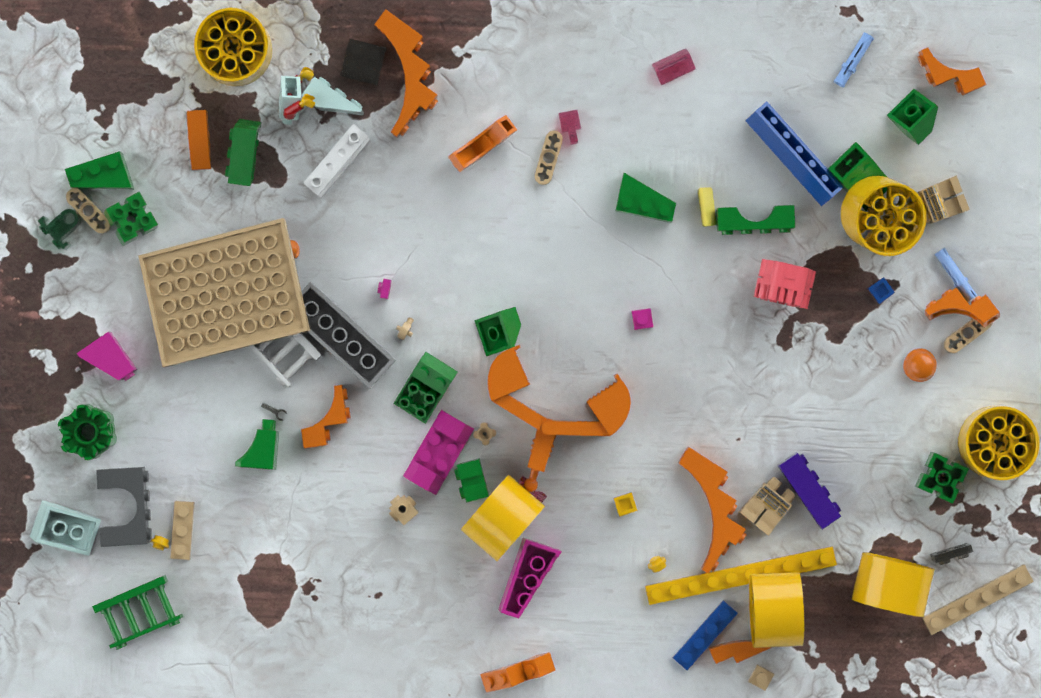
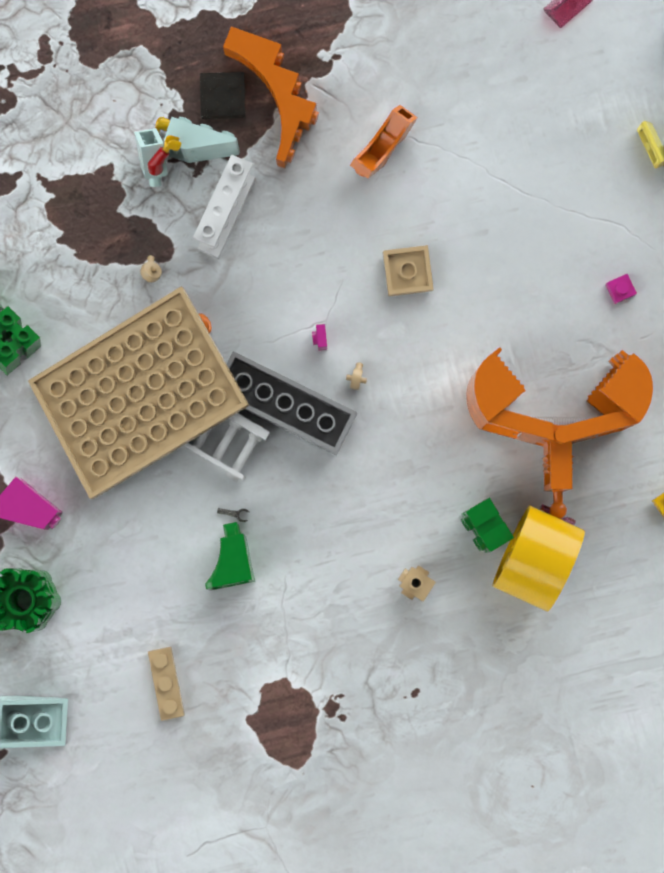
camera: 20 degrees left, 5 degrees down
(123, 600) = (119, 788): green fence -> none
(137, 530) = (113, 698): dark grey arch -> none
(160, 542) = (144, 705): yellow plate -> none
(199, 139) = (61, 230): orange slope -> none
(242, 152) = (115, 231): green wedge -> none
(256, 66) = (74, 148): yellow wheel -> none
(263, 193) = (150, 270): none -> tan piece
(338, 414) = (290, 525): orange arch -> none
(425, 387) = (399, 436): green slope -> none
(438, 452) = (436, 506): dark pink piece -> none
(472, 254) = (408, 270): none -> tan plate
(479, 433) = (488, 466): tan plate -> none
(499, 330) = (464, 347): green slope -> none
(518, 672) = (604, 740): orange arch -> none
(527, 574) = (582, 620): dark pink wedge -> none
(549, 172) = (454, 124): tan beam -> none
(570, 123) = (473, 97): clear pink plate -> none
(643, 201) = (583, 156): green wedge -> none

